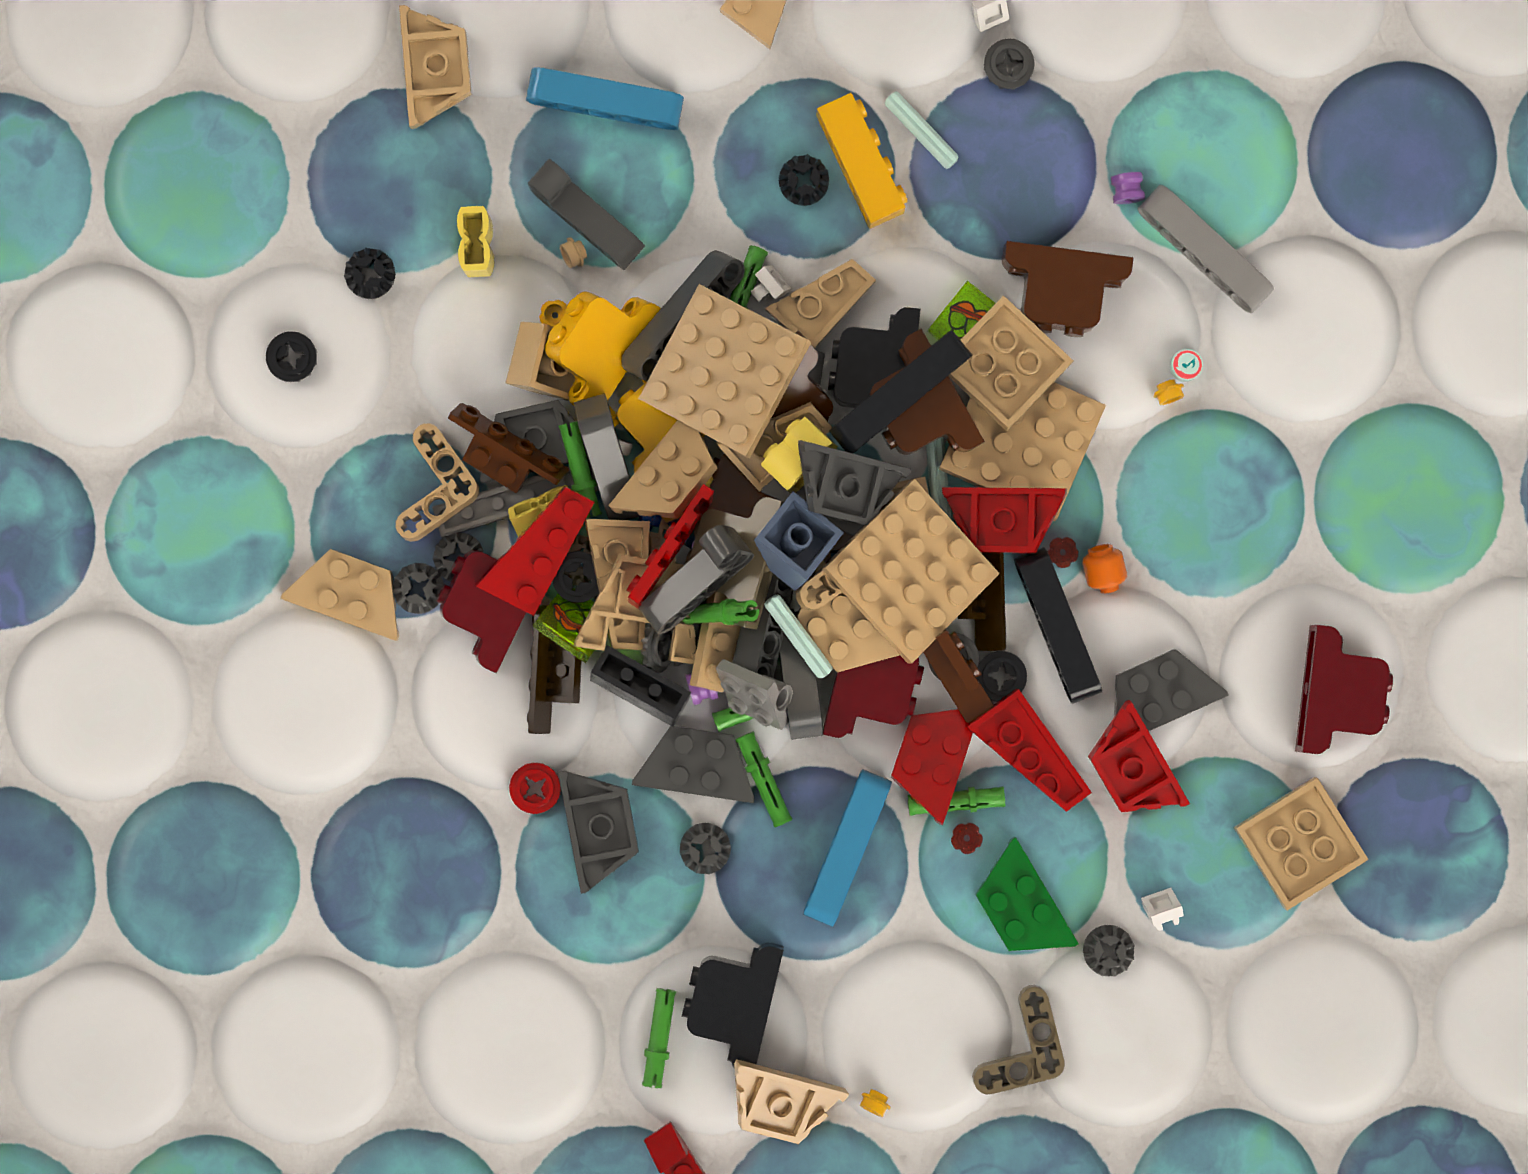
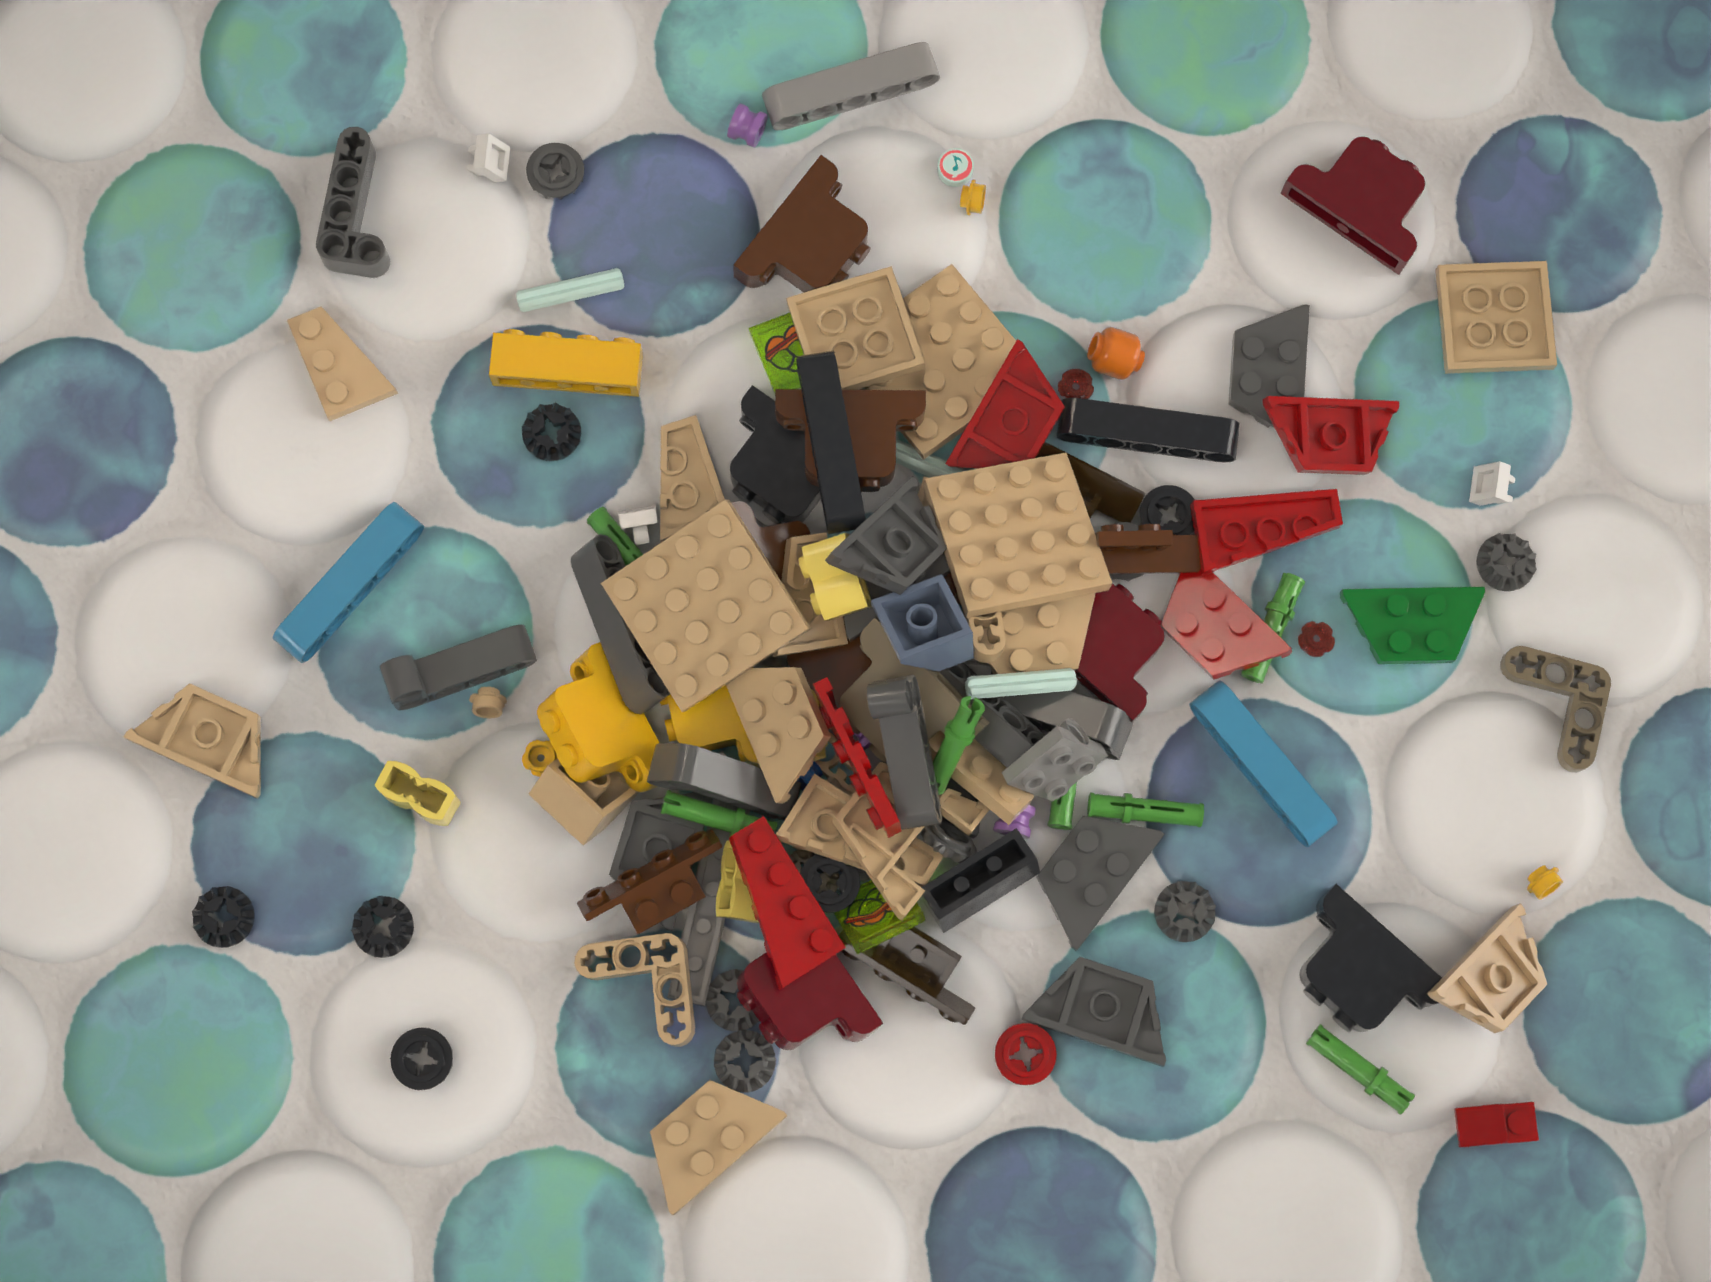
camera: 60 degrees left, 10 degrees down
(326, 161) = (232, 931): none -> black gear

